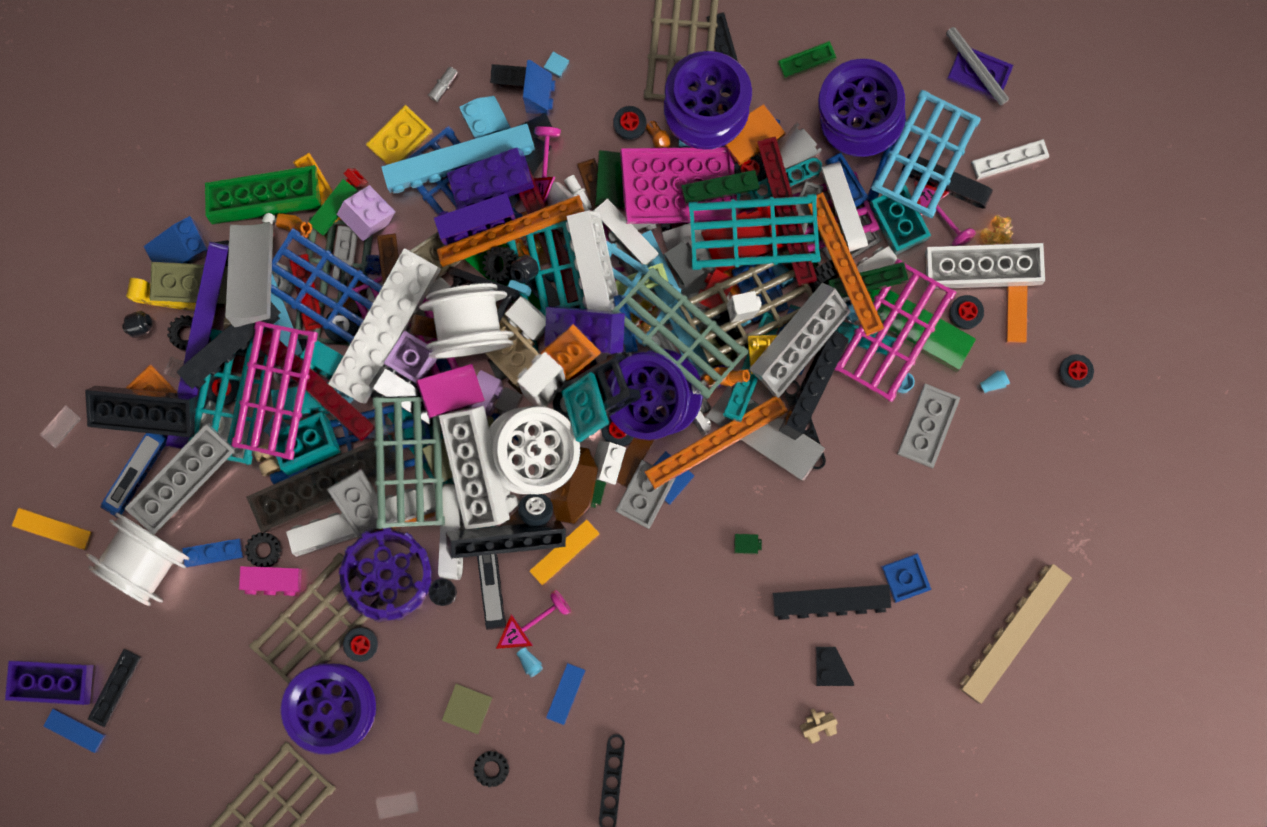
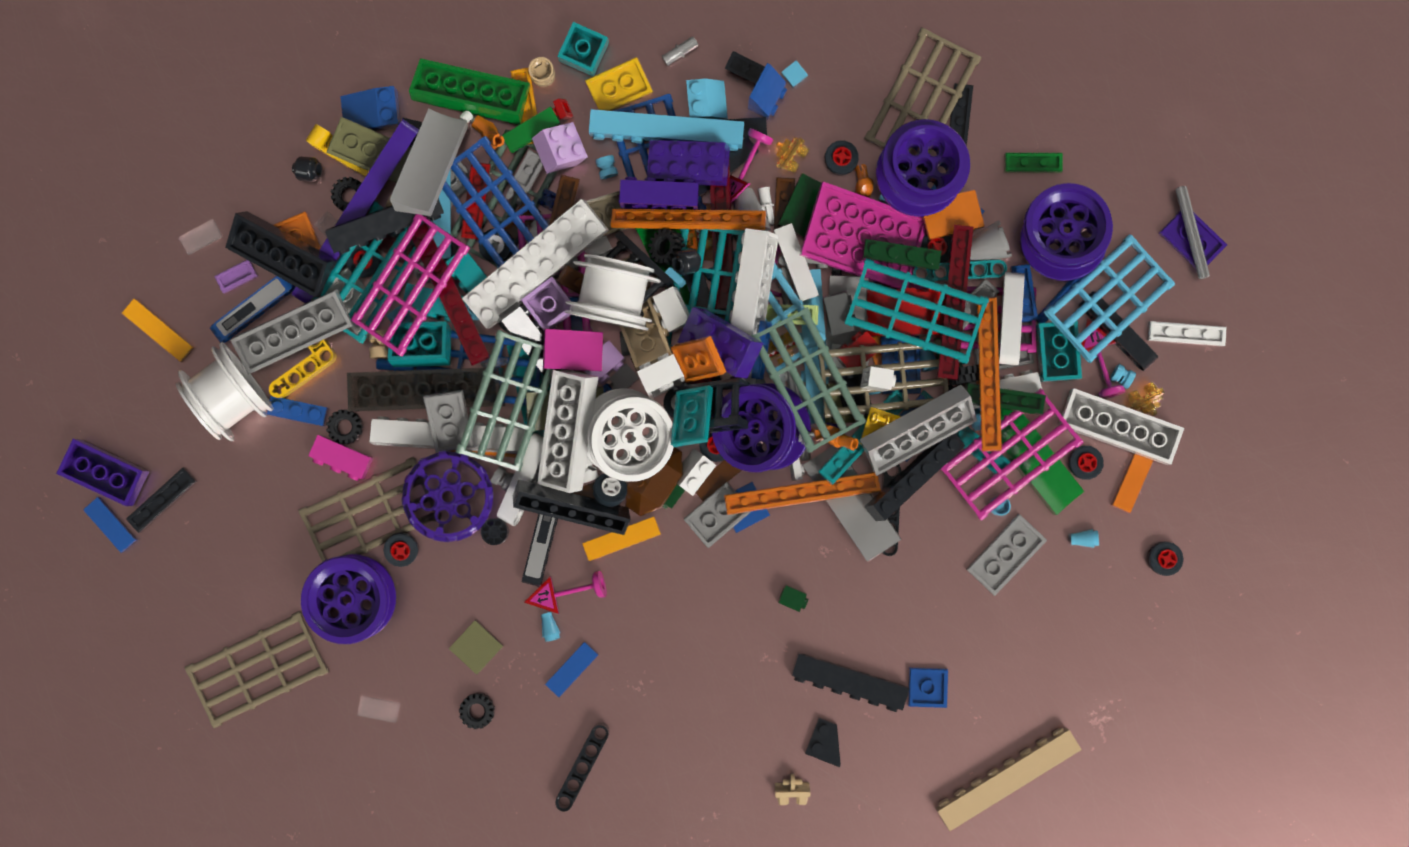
camera: 20 degrees right, 5 degrees up
(107, 449) = (236, 276): none -> medium lavender tile
(201, 512) = (301, 370): none -> yellow beam
(323, 151) = (542, 72): none -> tan wheel
(353, 116) = (583, 49): none -> teal brick
(416, 214) = (606, 167): none -> medium azure wheel
(428, 536) = (498, 475): none -> light grey wheel
(579, 136) = (788, 151): none -> clear yellow hips
(967, 220) = (1122, 376): none -> medium azure wheel

